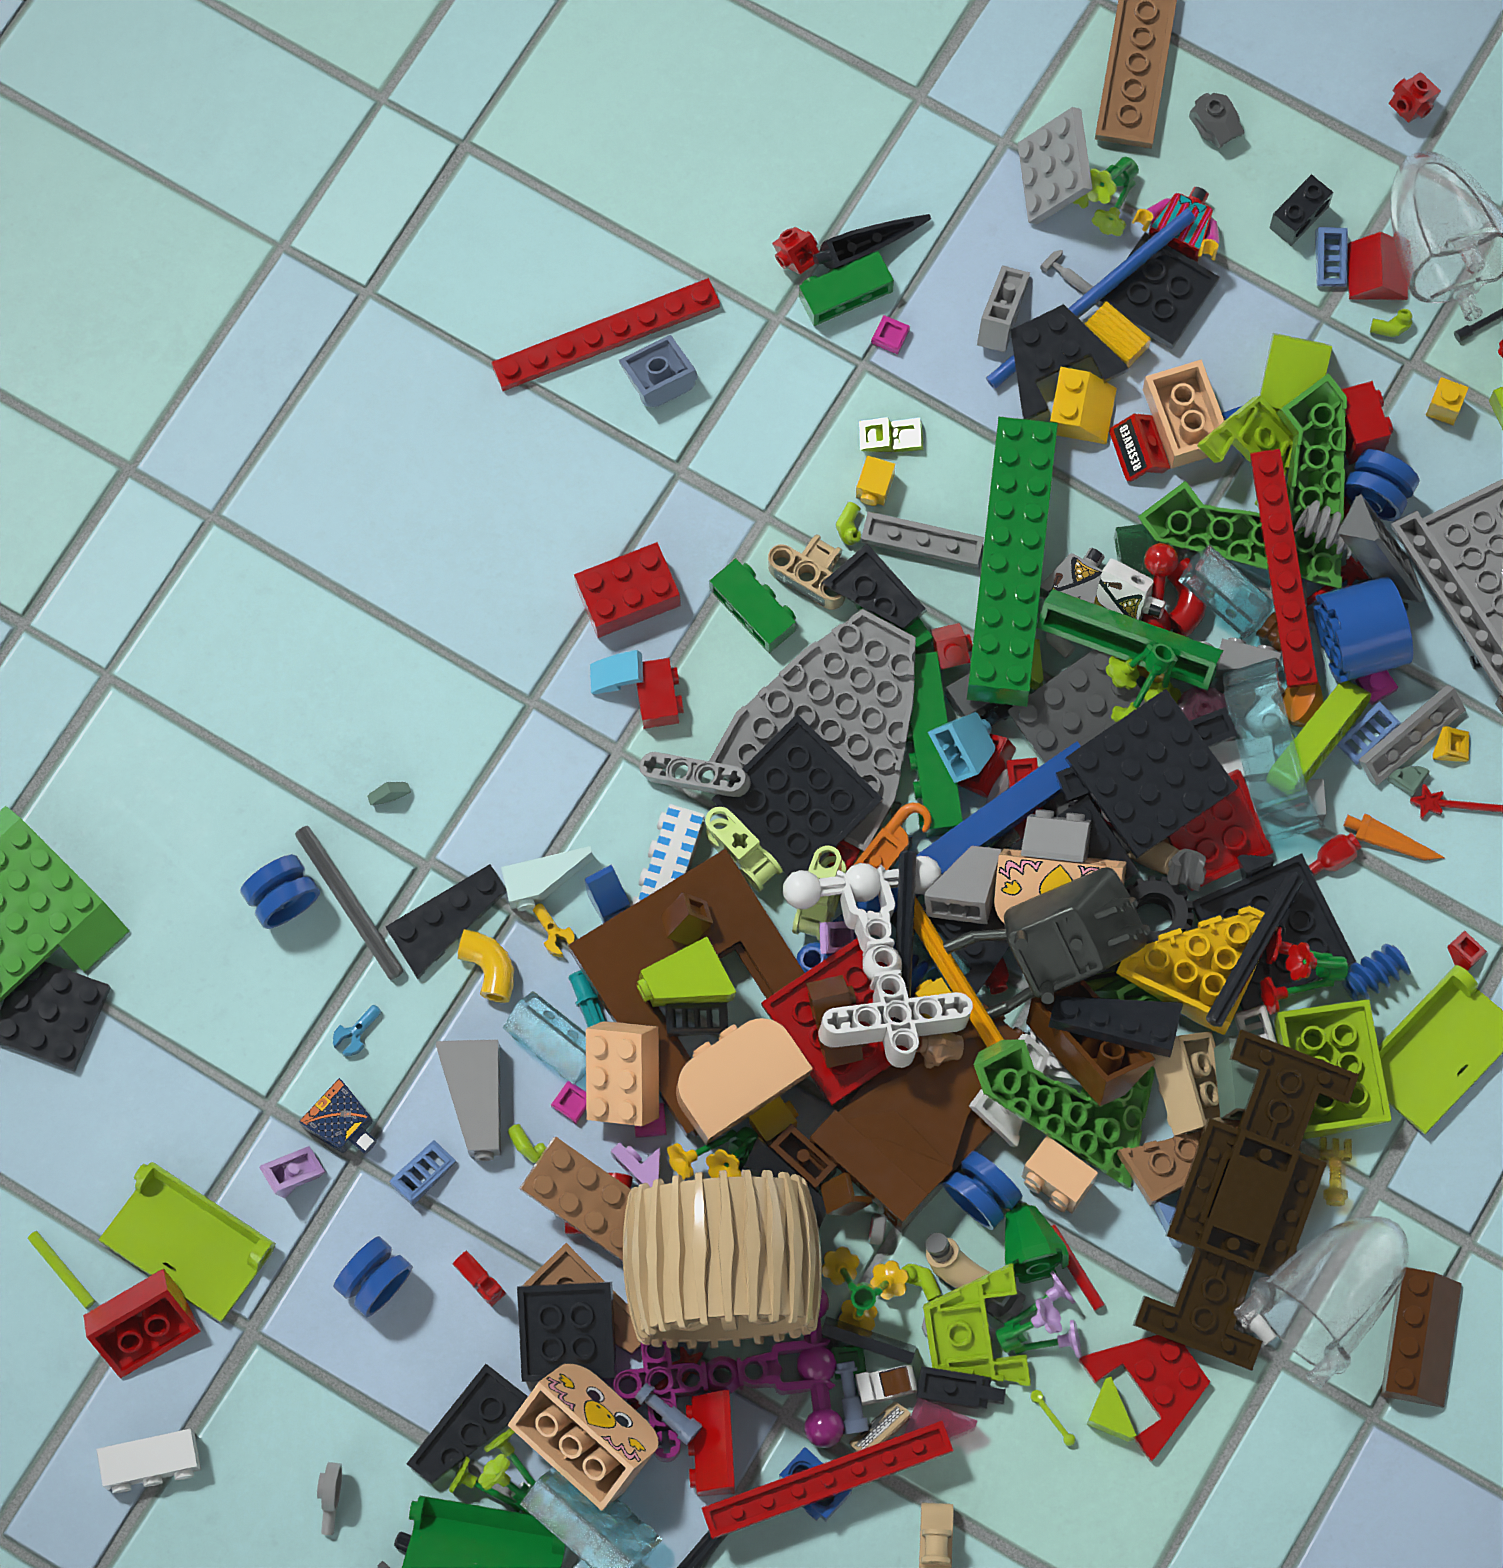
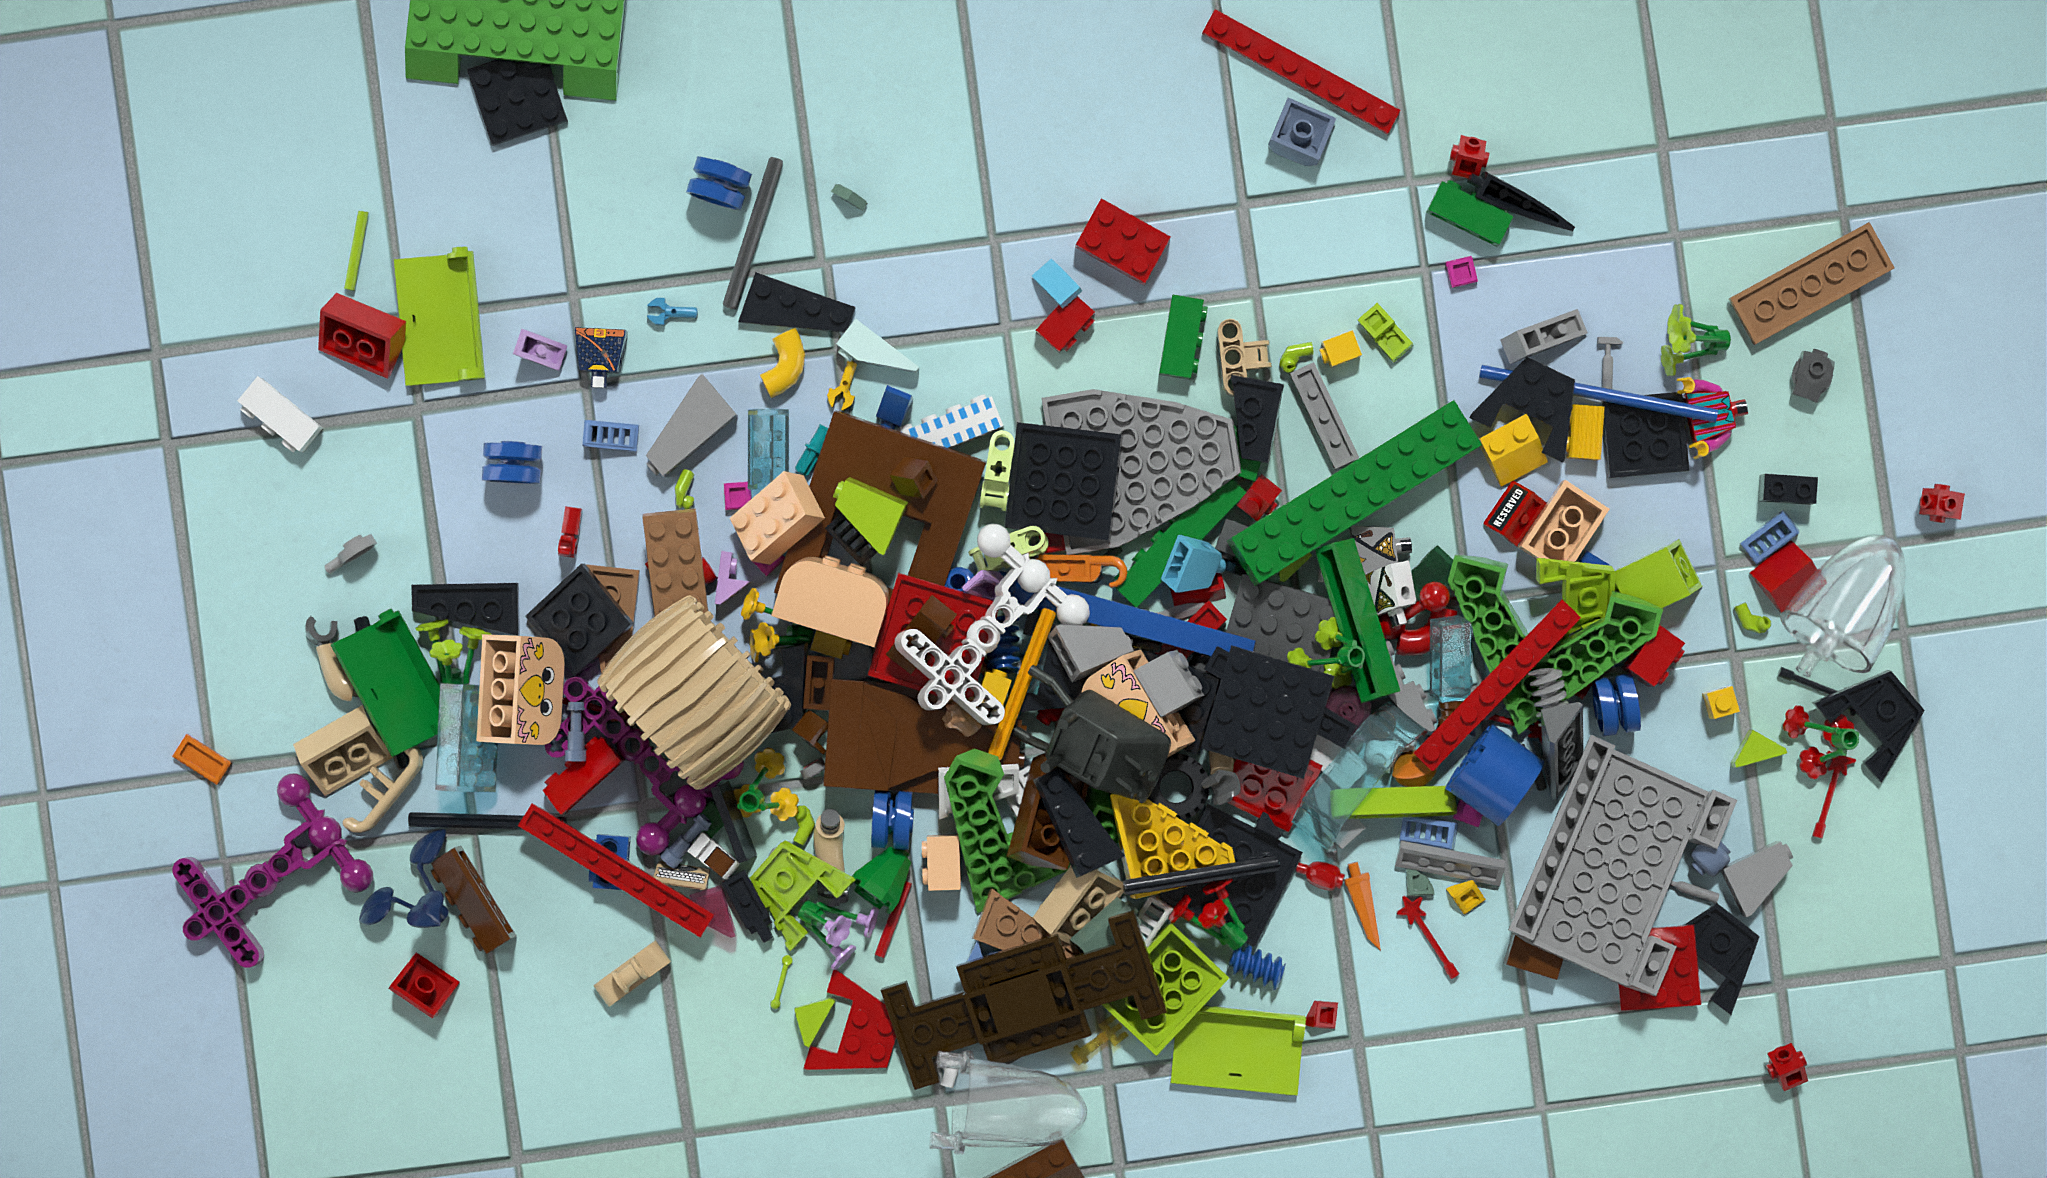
camera: 50 degrees right, 15 degrees up
(693, 778) = (1028, 395): light grey beam -> none
(905, 915) = (1026, 628): black axle -> none
(1054, 165) = (1677, 290): light grey plate -> none

